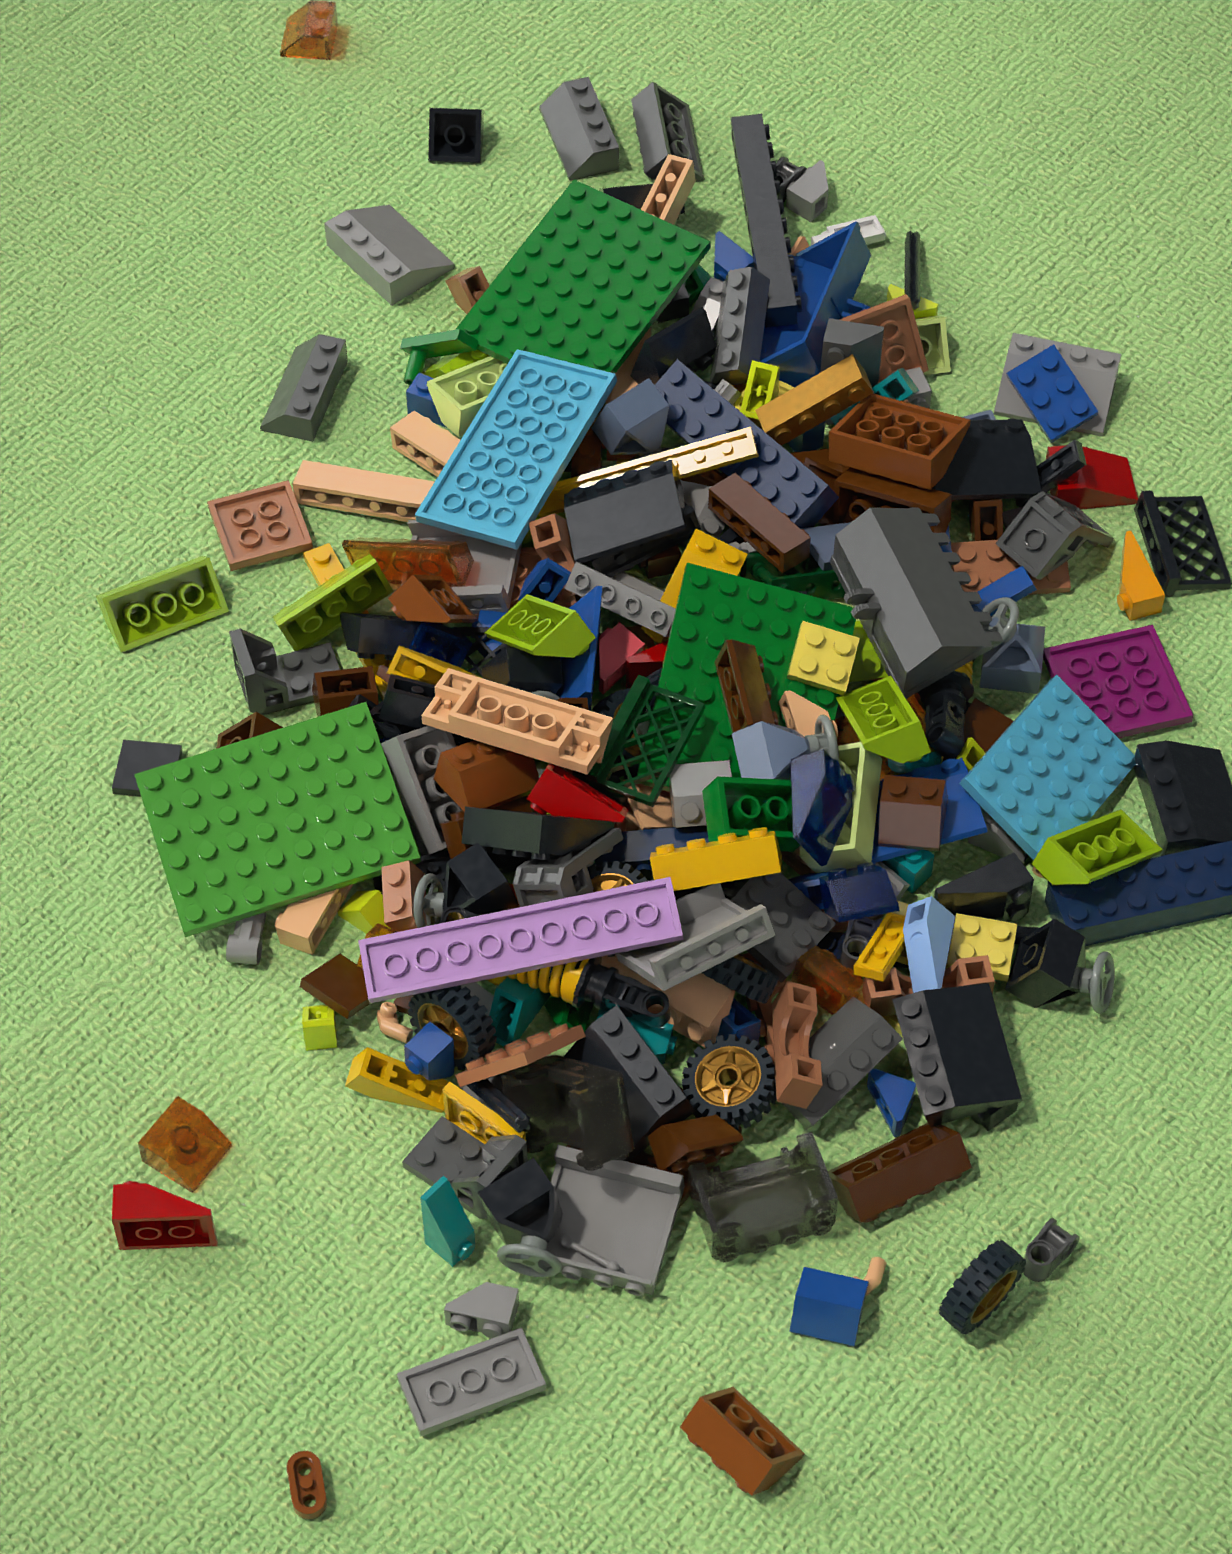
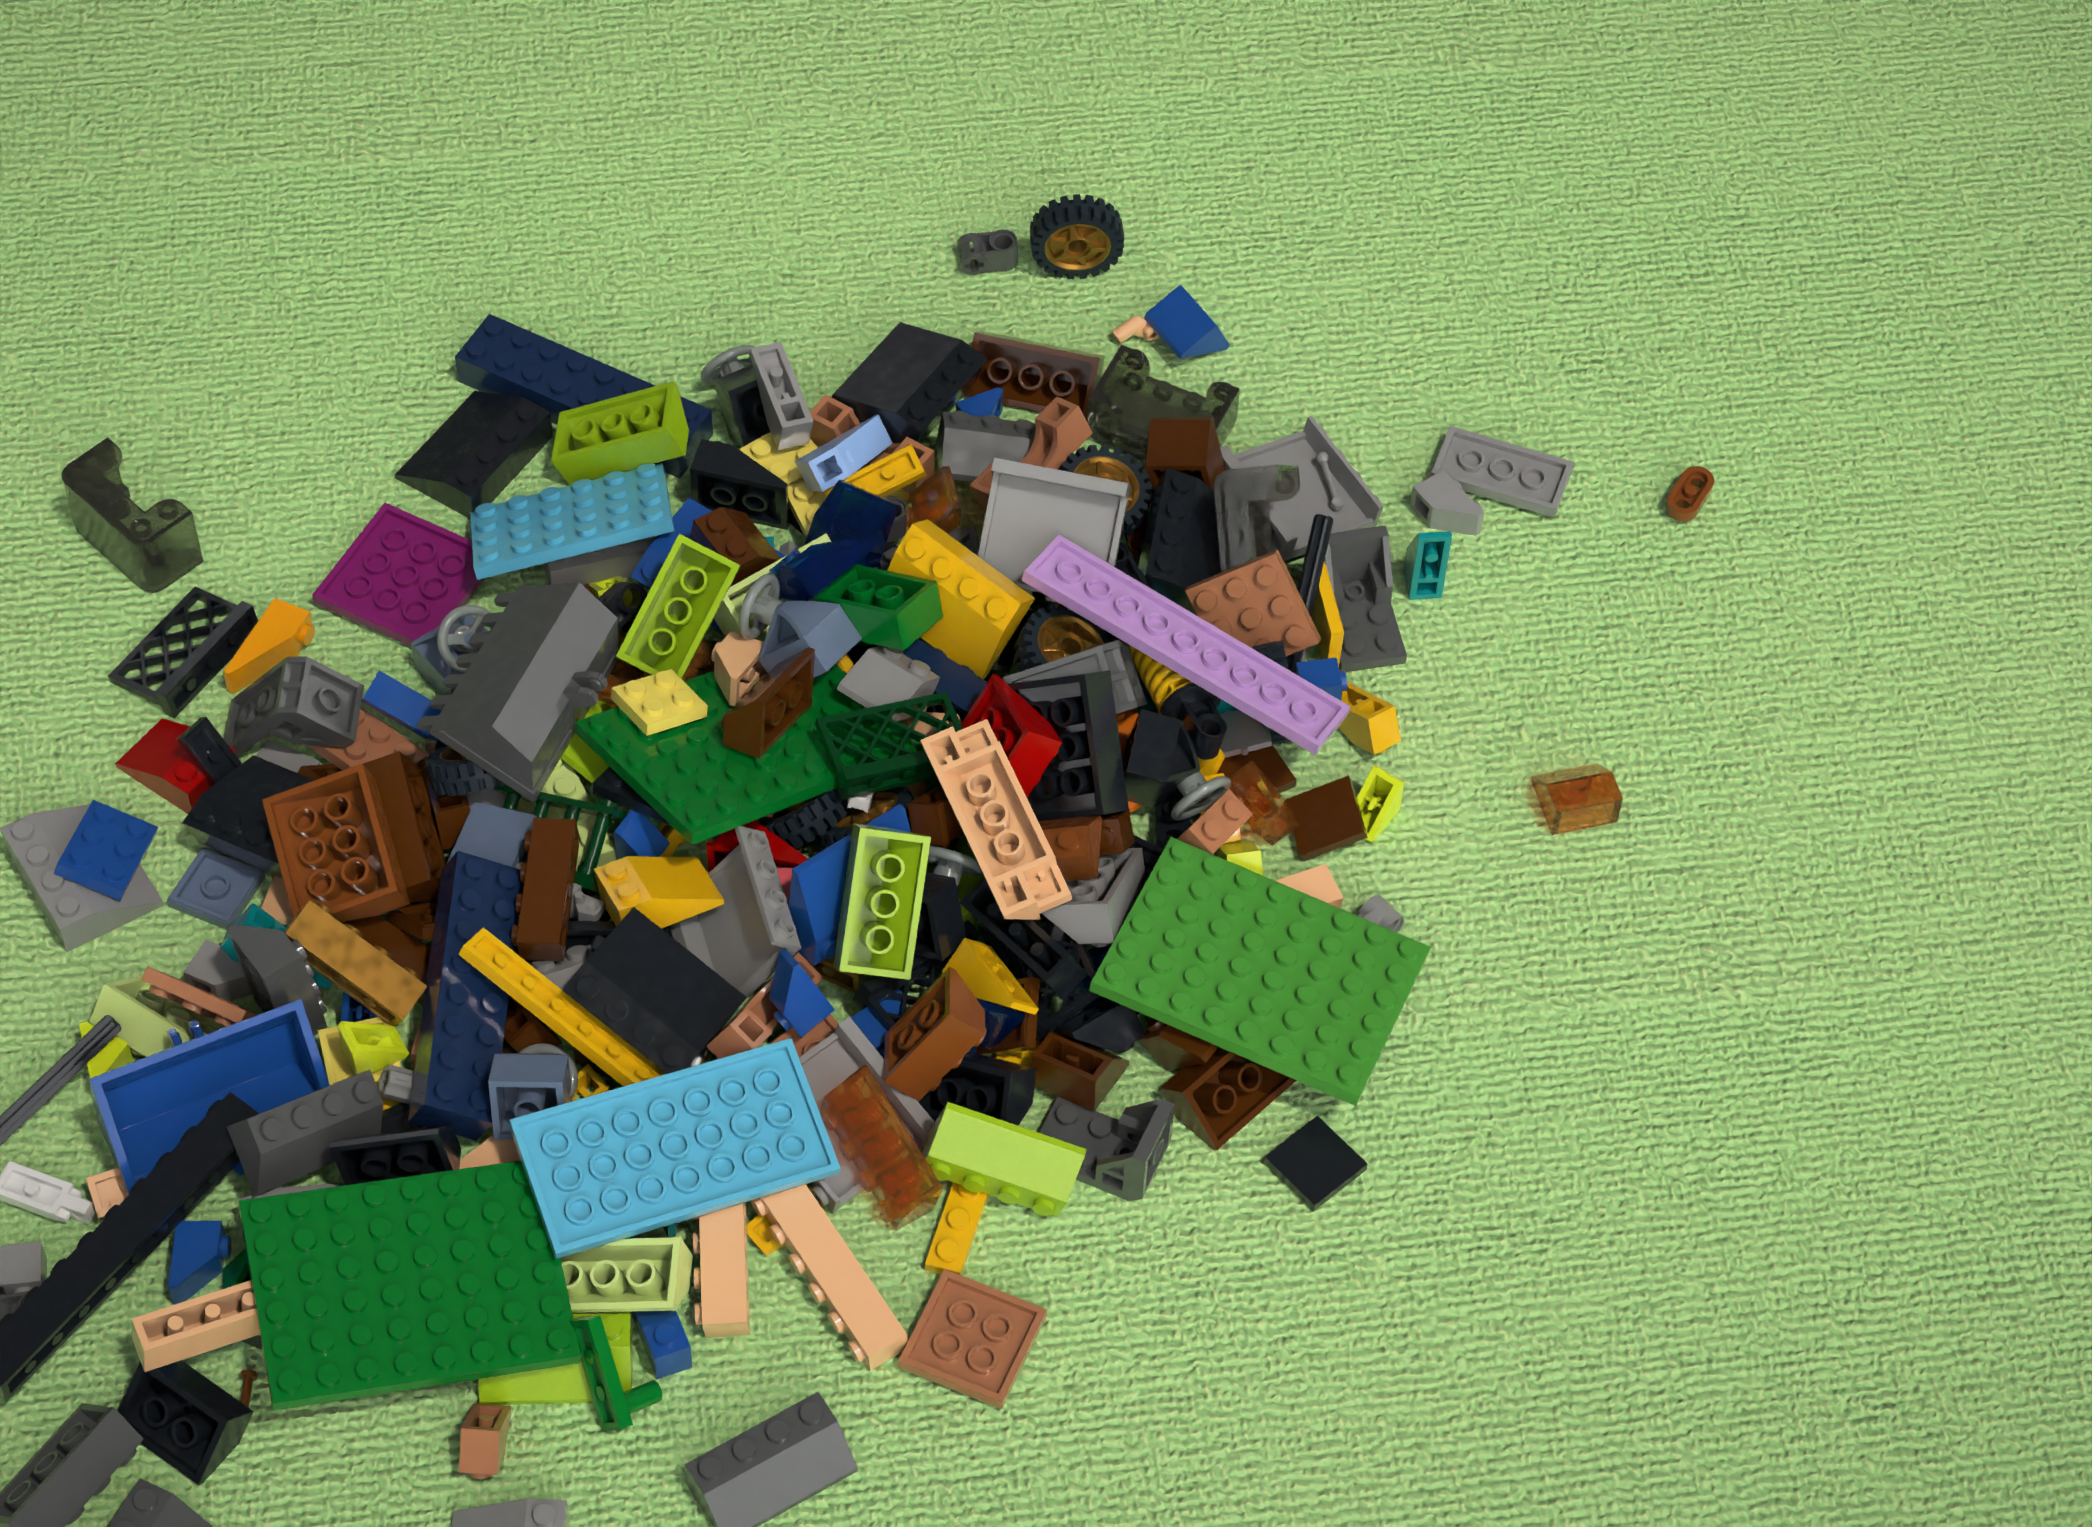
camera: 140 degrees left, 0 degrees up
(158, 1219) = (1654, 734): red slope -> none
(162, 603) = (1148, 1325): lime slope -> none
(389, 1023) = (1312, 771): light nougat arm -> none
(526, 1218) = (1371, 502): black piece -> none
(740, 1440) = (1341, 298): dark orange slope -> none
(1015, 944) = (781, 396): none -> light grey slope

